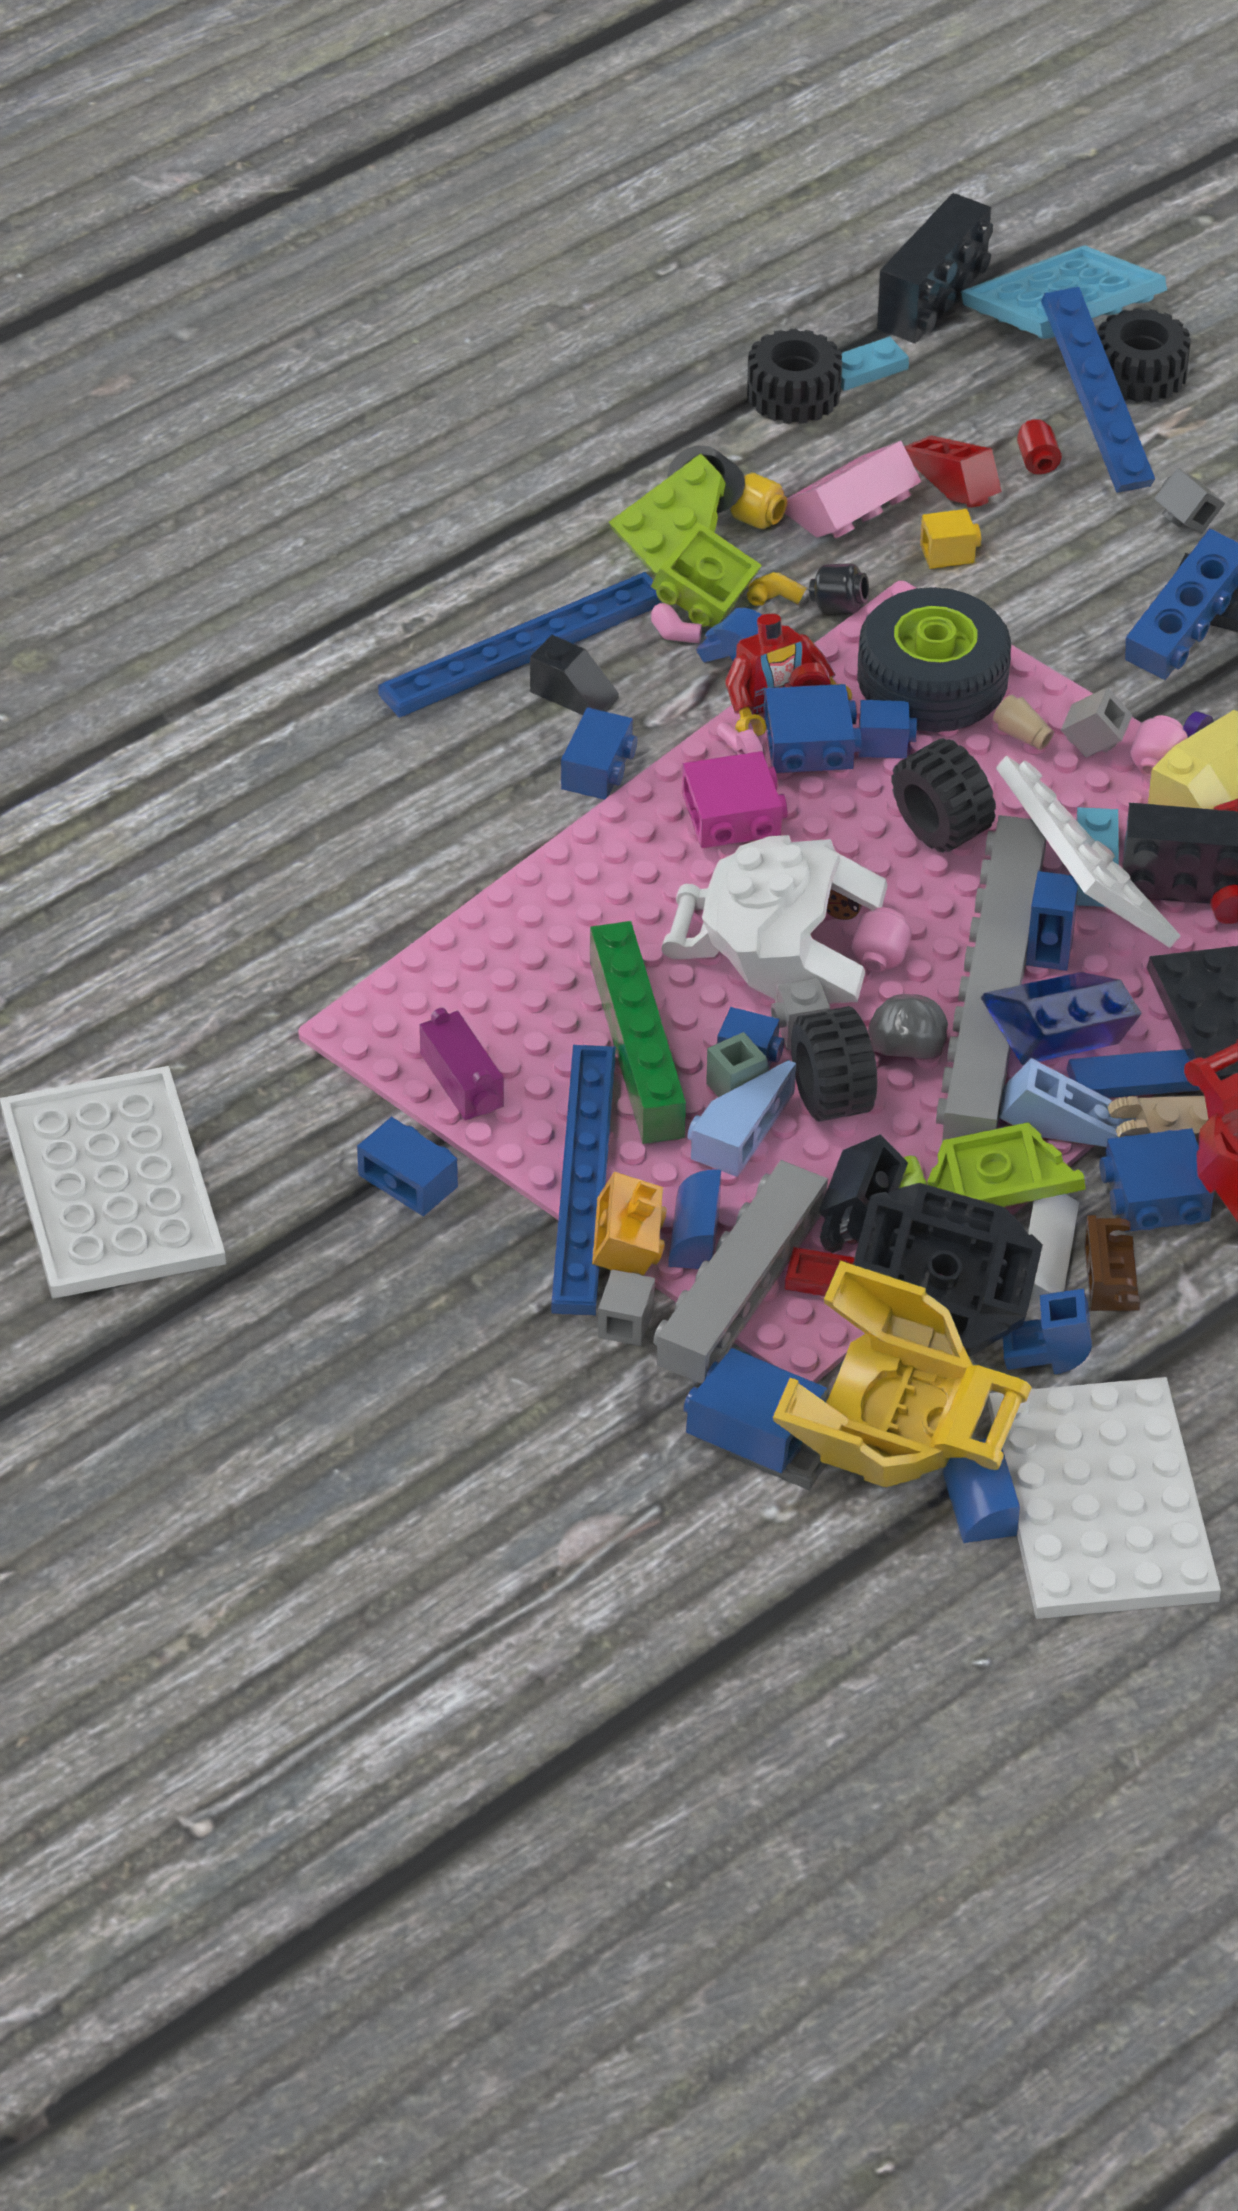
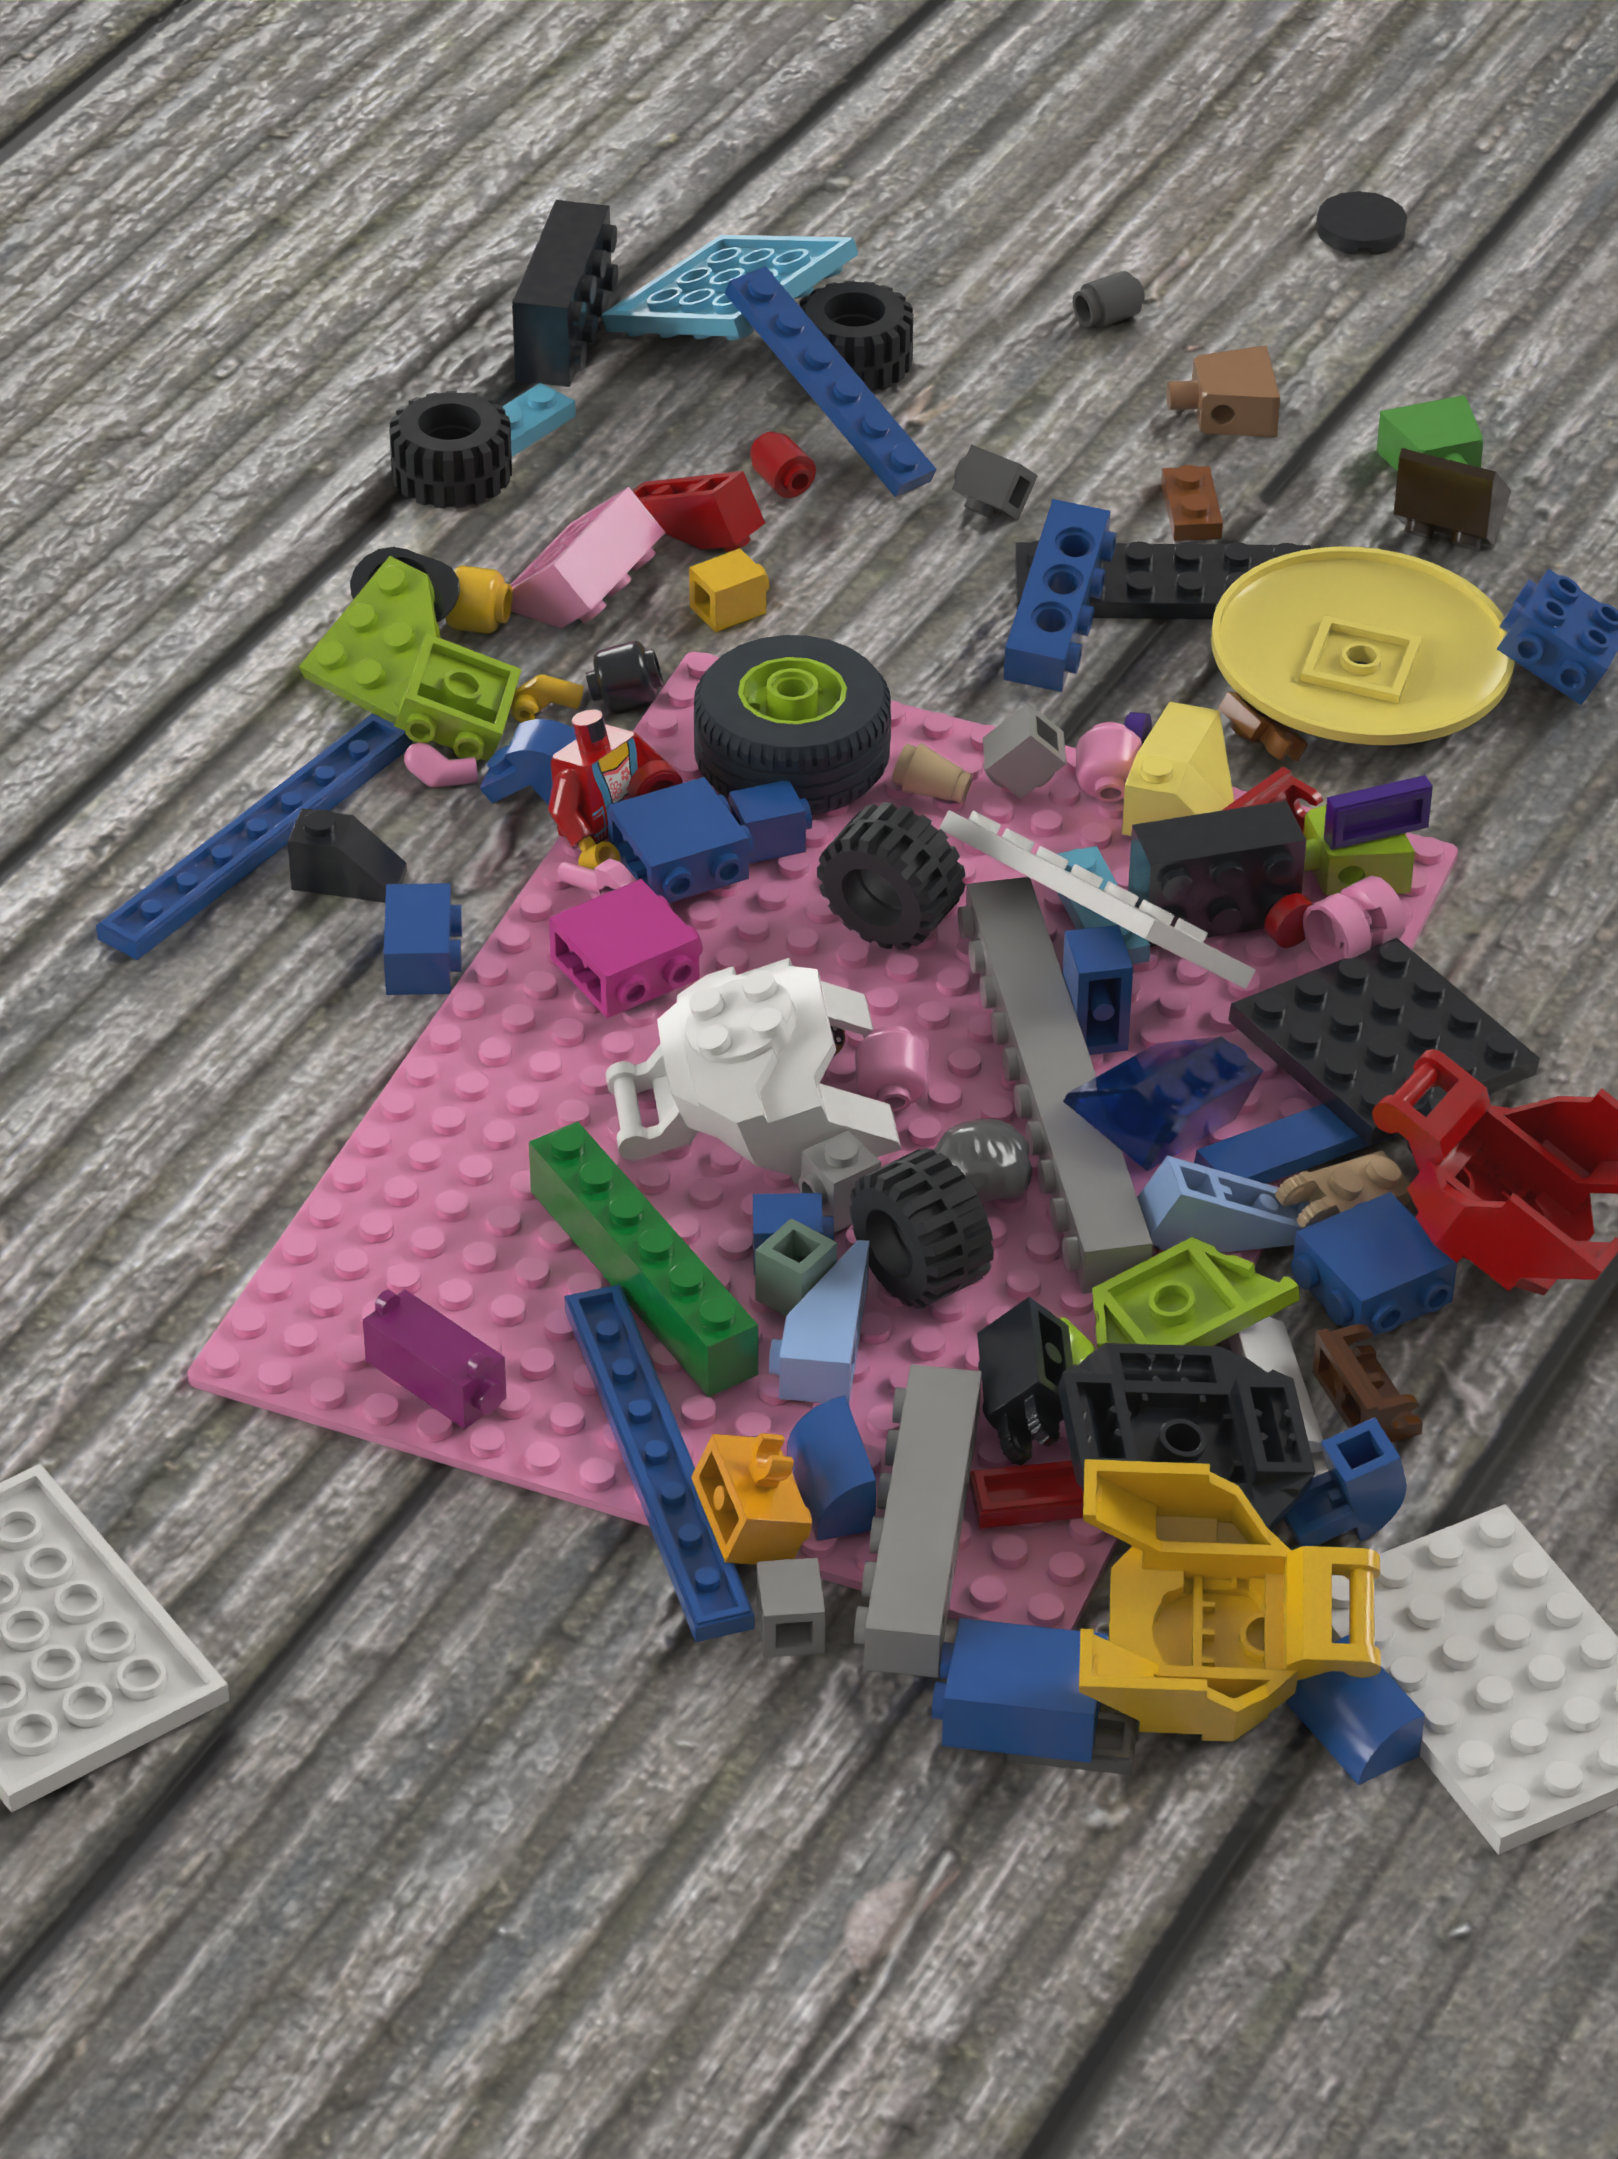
camera: 20 degrees left, 5 degrees down
(407, 1166) = (418, 1506): blue brick -> none

